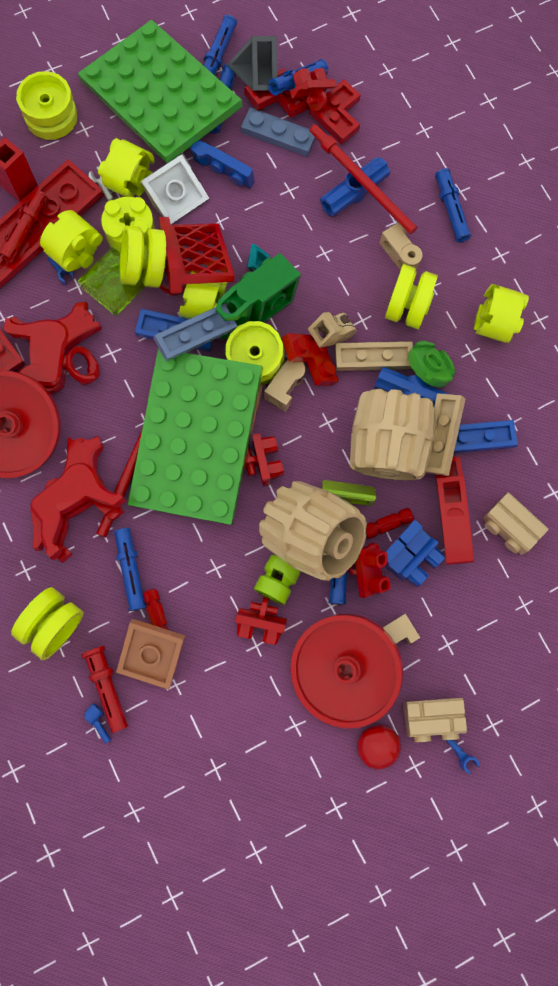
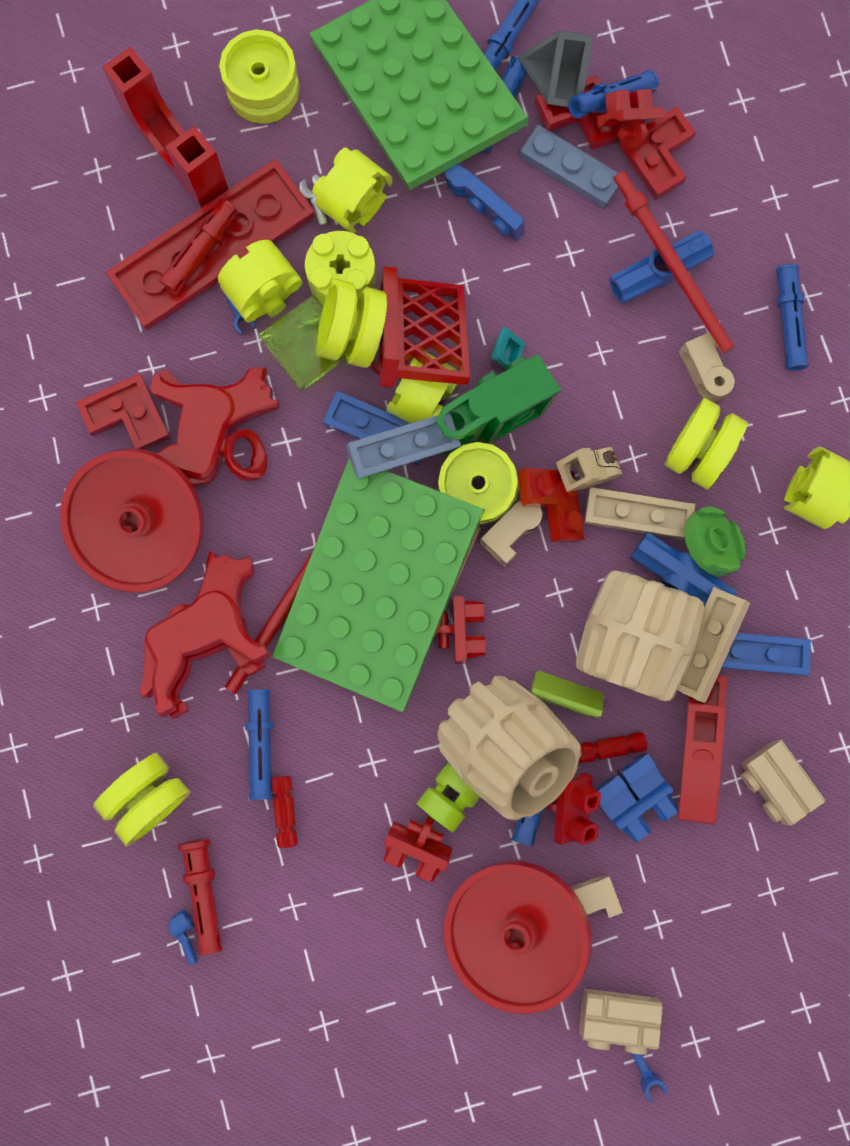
camera: 15 degrees right, 5 degrees up
(150, 654) = (267, 863): nougat plate -> none
(174, 189) = (412, 228): white slope -> none
(379, 746) = (540, 1041): red hair -> none

